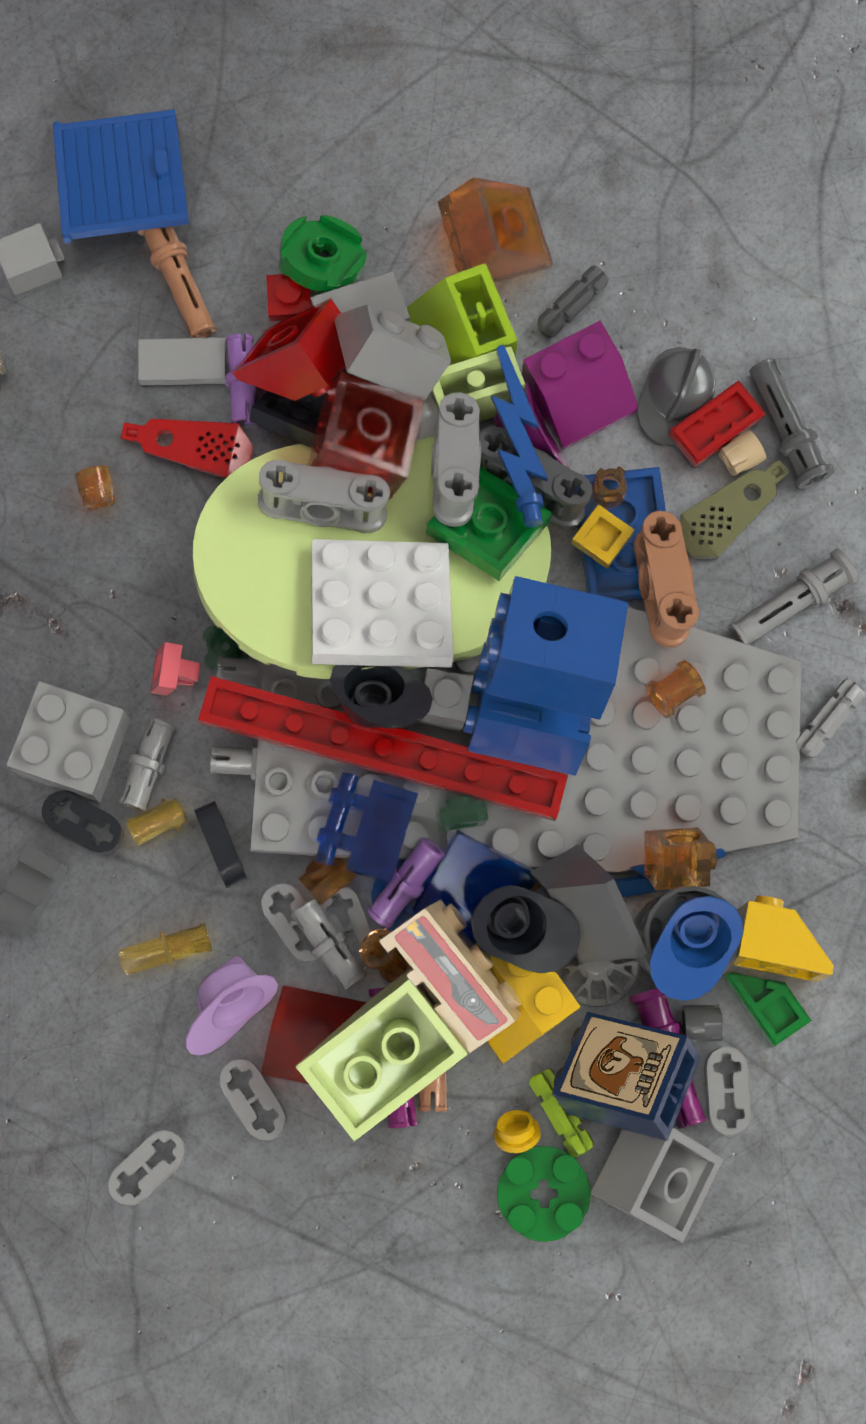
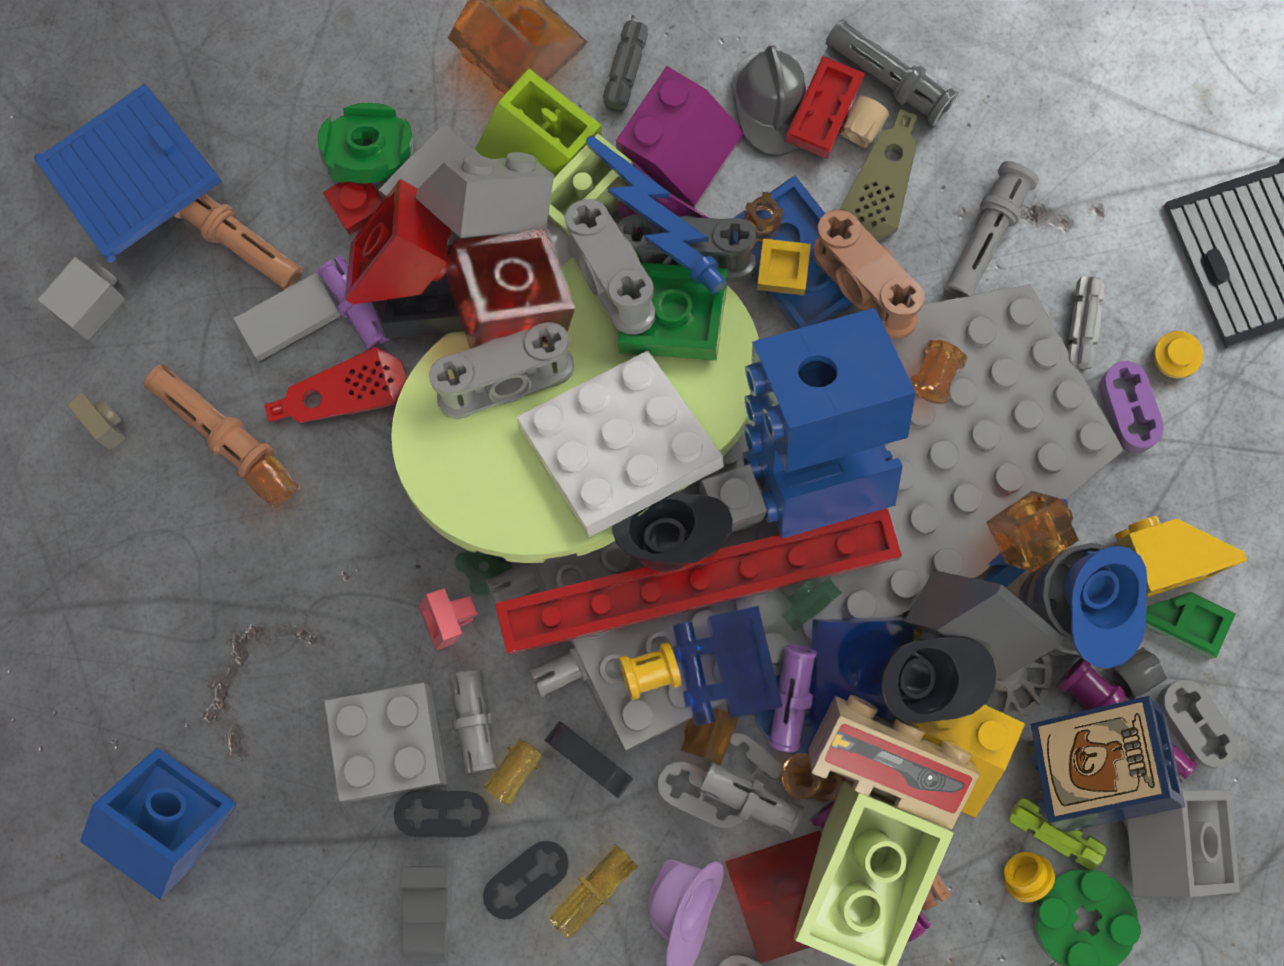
camera: 25 degrees left, 0 degrees up
(78, 429) = (223, 434): none -> nougat pin
(118, 900) = (518, 870): none -> black beam
(302, 797) = (650, 671): none -> yellow bush
(816, 804) = (1142, 403): none -> medium lavender beam

